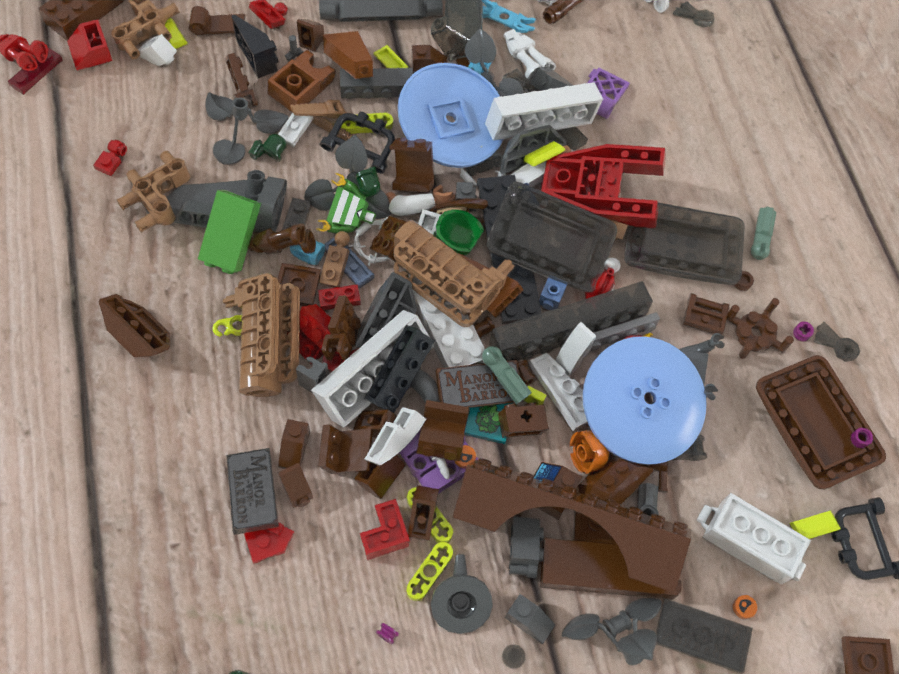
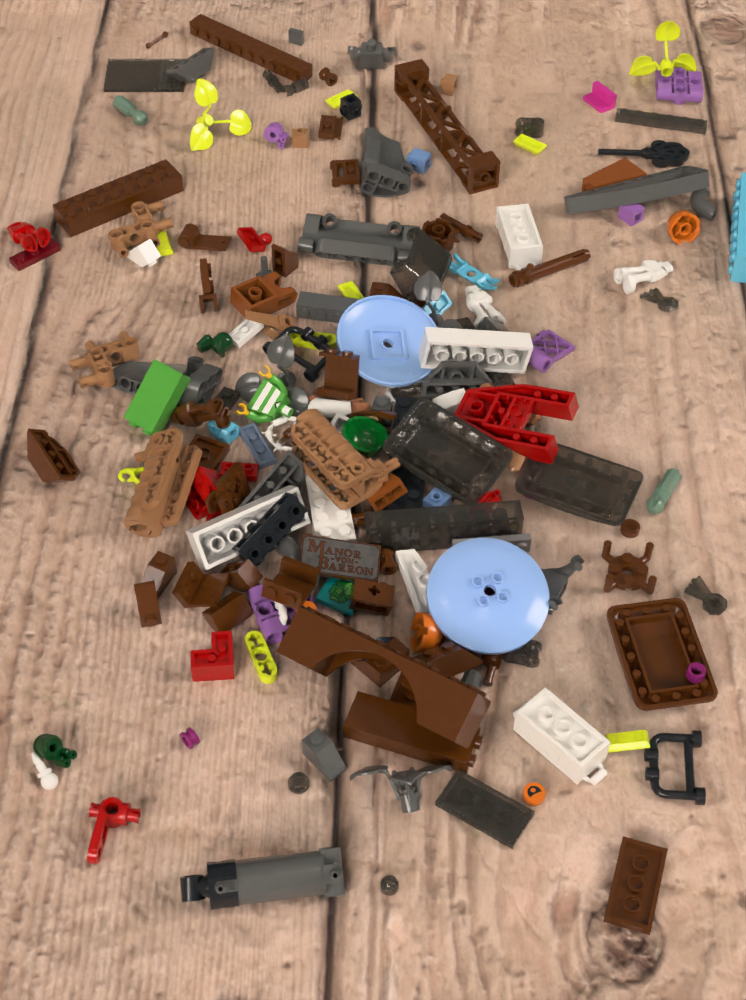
camera: 20 degrees right, 15 degrees down
(89, 46) = (86, 240): red slope -> none
(109, 162) = (73, 333): red plate -> none
(222, 107) = (183, 307): dark grey plant -> none
(252, 491) = (108, 602): tile -> none
(256, 47) = (231, 262): black slope -> none
(268, 542) = (110, 643): red plate -> none
(311, 377) = (190, 519): dark grey hinge -> none
(335, 261) = (245, 441): medium nougat plate -> none
(349, 53) = (312, 279): dark orange slope -> none
(368, 182) = (292, 379): dark green piece -> none
(395, 436) = (248, 579): white slope -> none
(423, 512) = (253, 647): reddish brown slope -> none
(431, 580) = (242, 709): neon yellow beam -> none
(461, 601) = (263, 725): dark grey piece -> none
(505, 374) = (365, 553): sand green piece -> none
(525, 546) = (338, 697): dark grey hinge -> none
(536, 396) = (390, 579): neon yellow tile -> none
(543, 153) = (464, 385): neon yellow tile -> none
(575, 348) = (438, 542): white slope -> none
(613, 263) = (504, 489): white bar -> none
(703, 318) = (573, 545): reddish brown plate -> none
(798, 334) = (673, 585): magenta bush -> none

